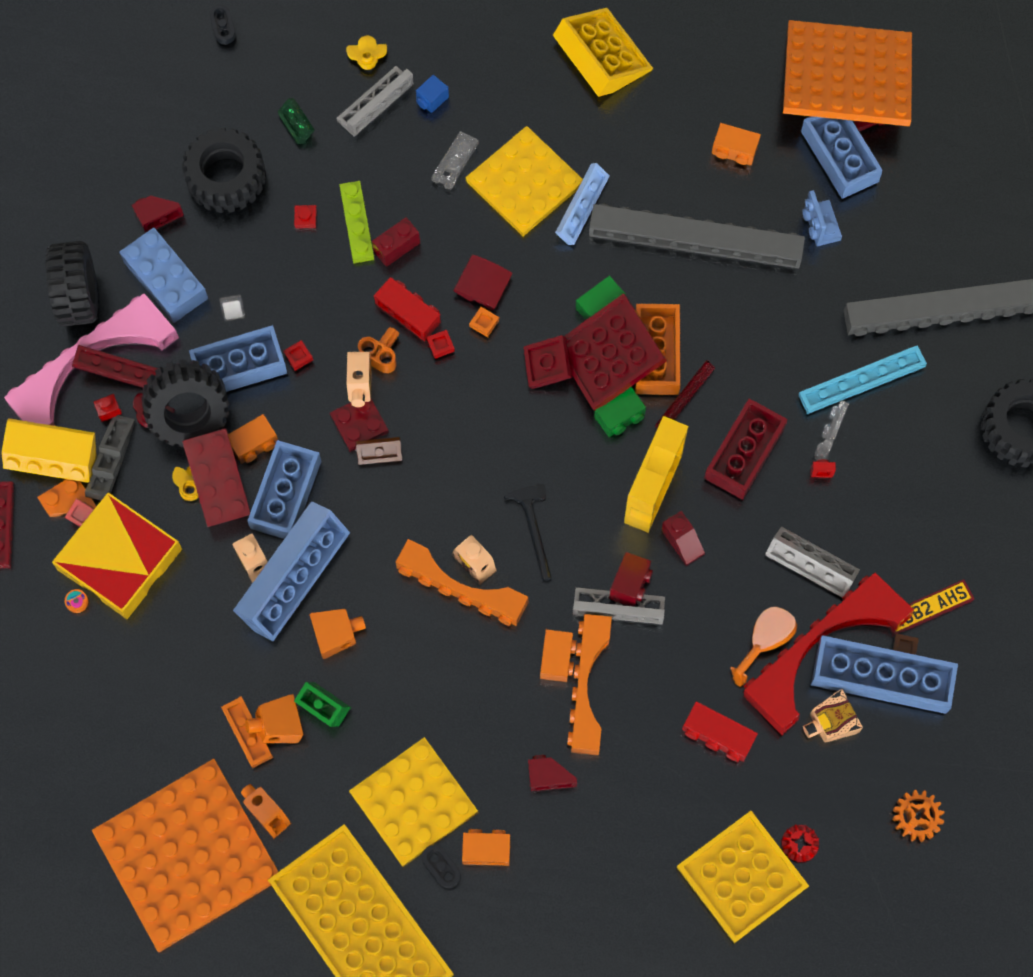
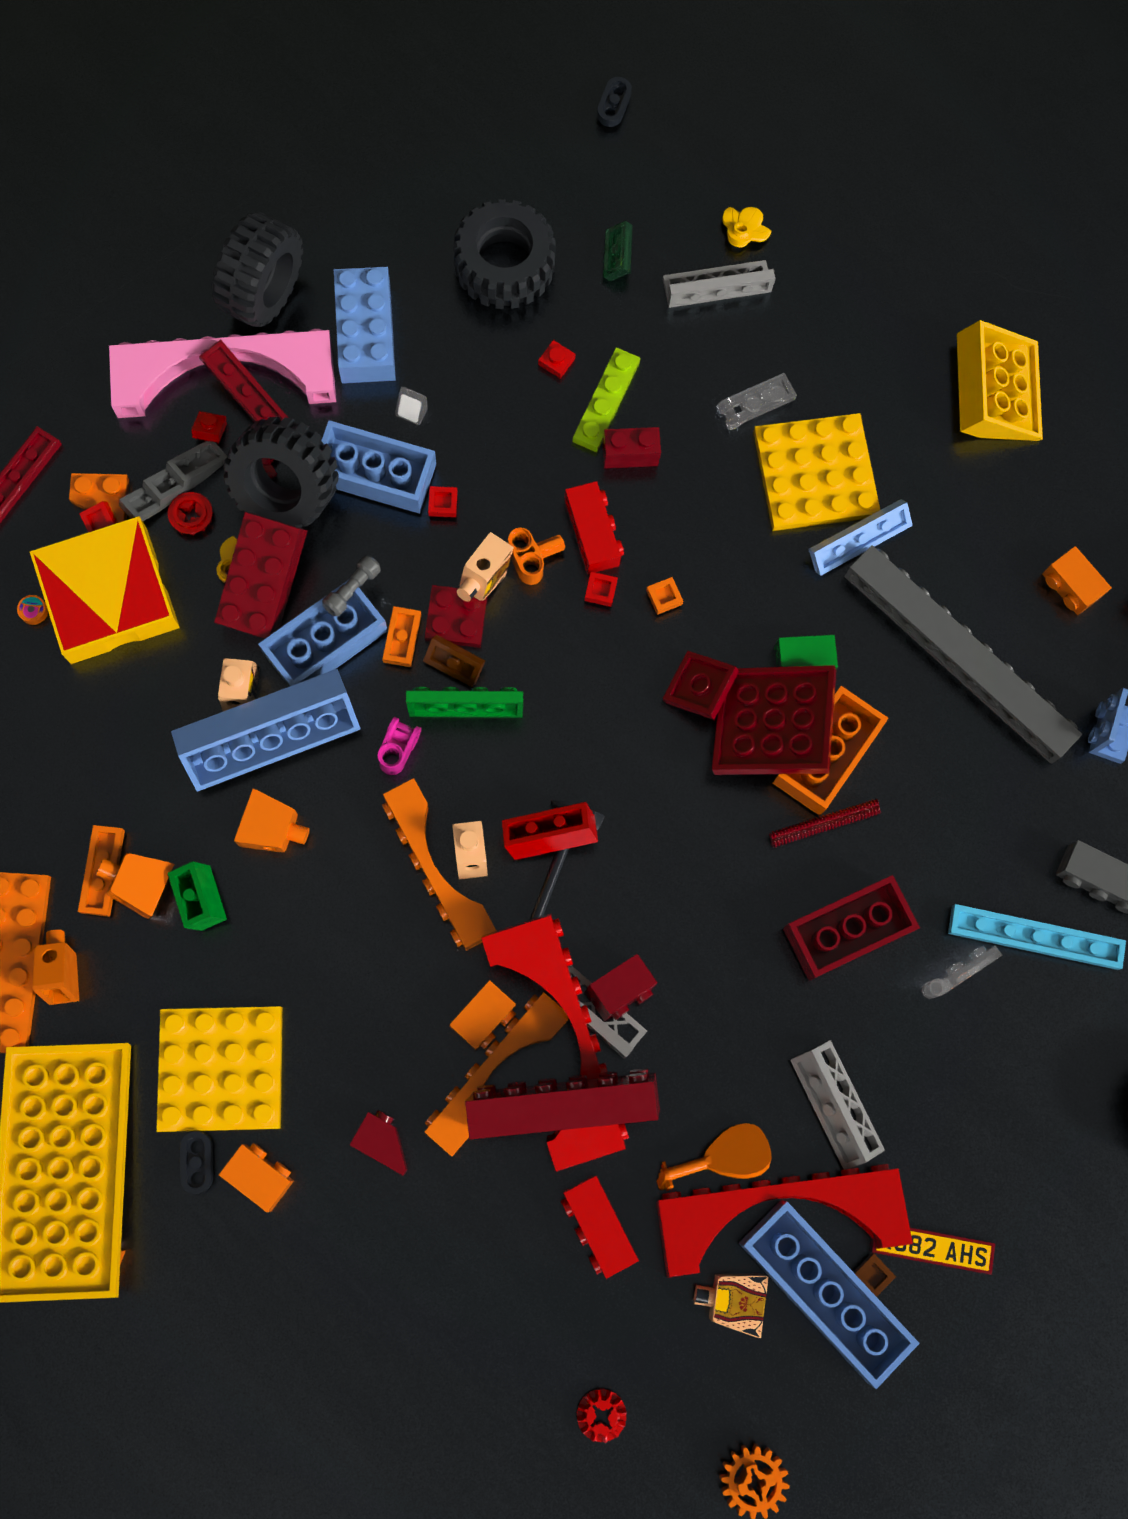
camera: 25 degrees right, 5 degrees up
(49, 450) = (112, 431): yellow slope -> none
(128, 465) = (187, 502): none -> red gear
(156, 212) = (404, 254): dark red slope -> none
(253, 439) = (329, 559): orange brick -> none
(284, 427) = (336, 601): none -> dark grey piece
(334, 458) = (402, 636): none -> orange plate
(381, 524) = (400, 741): none -> dark pink piece
(407, 471) = (456, 703): none -> green plate
(432, 94) = (782, 314): blue brick -> none
(482, 281) = (693, 551): dark red slope -> none
(517, 513) = (549, 831): none -> red brick
(620, 412) = (741, 794): green brick -> none
(647, 666) = (562, 1105): none -> dark red brick
(655, 474) = (728, 891): yellow tile -> none
(670, 671) = (537, 953): none -> red arch
(683, 538) = (712, 980): dark red slope -> none
(742, 876) = (510, 1409): yellow plate -> none
(823, 469) = (922, 1008): red plate -> none

